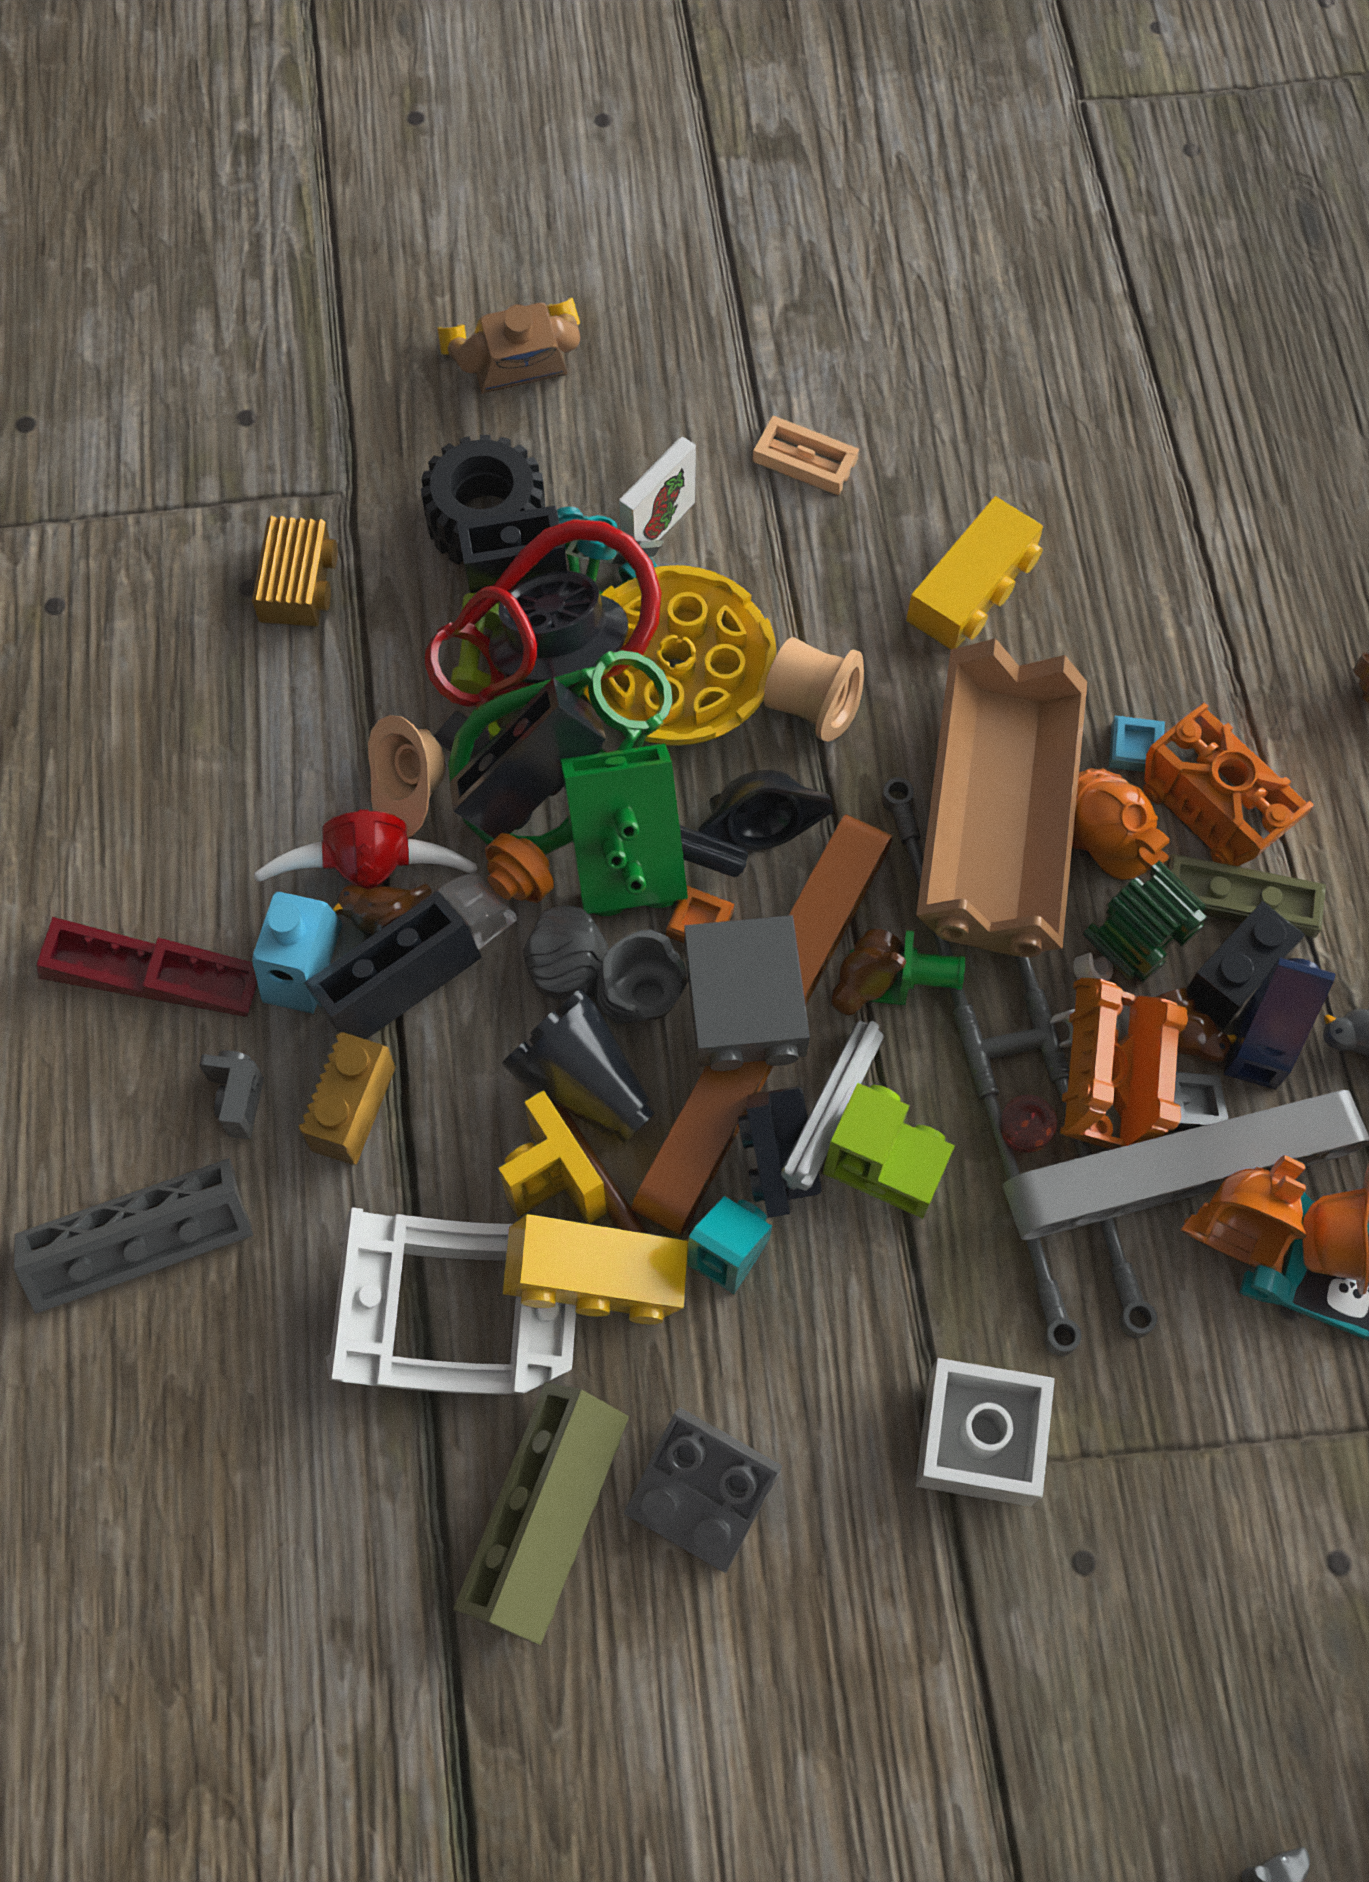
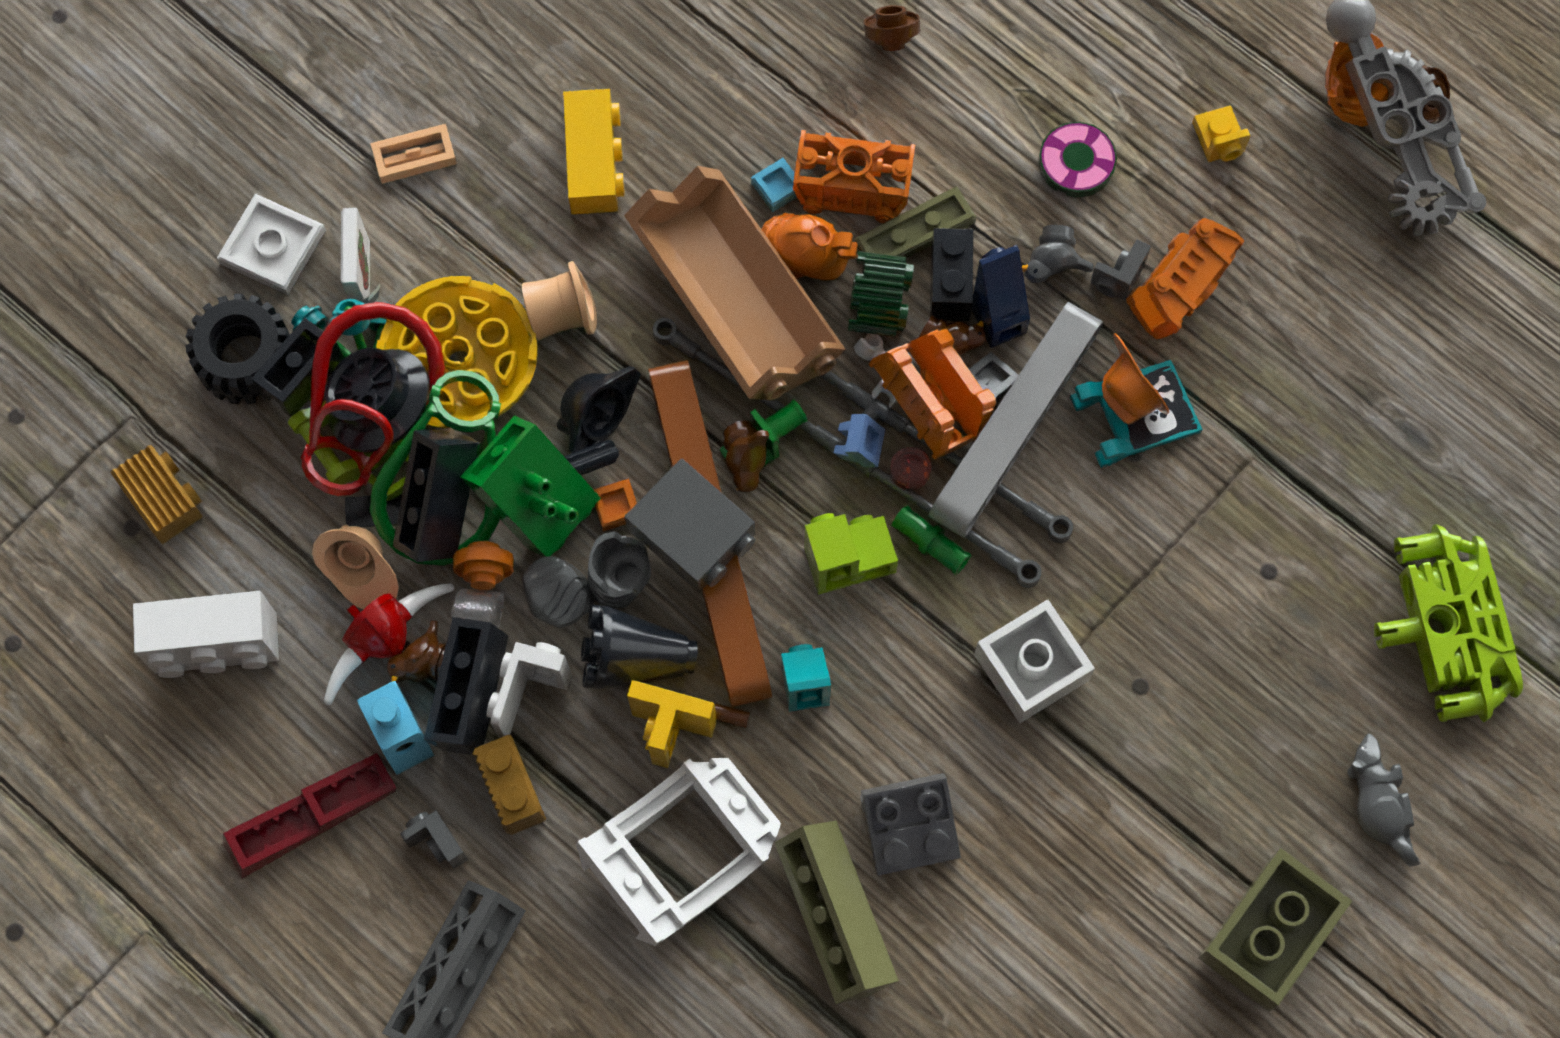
camera: 40 degrees left, 5 degrees up
(210, 723) = (206, 633): none -> white brick
(441, 1001) = (525, 663): none -> white bracket
(515, 344) = (161, 228): medium nougat torso -> none
(595, 1269) = (746, 756): yellow brick -> none
(602, 438) = (271, 244): none -> white tile
(772, 1129) = (787, 596): black bracket -> none
(825, 1116) = (795, 549): light grey axle -> none
(987, 1215) = (931, 540): none -> green pin
(1000, 1053) = (863, 440): none -> medium blue tile
(1253, 1215) = (1076, 417): orange helmet -> none

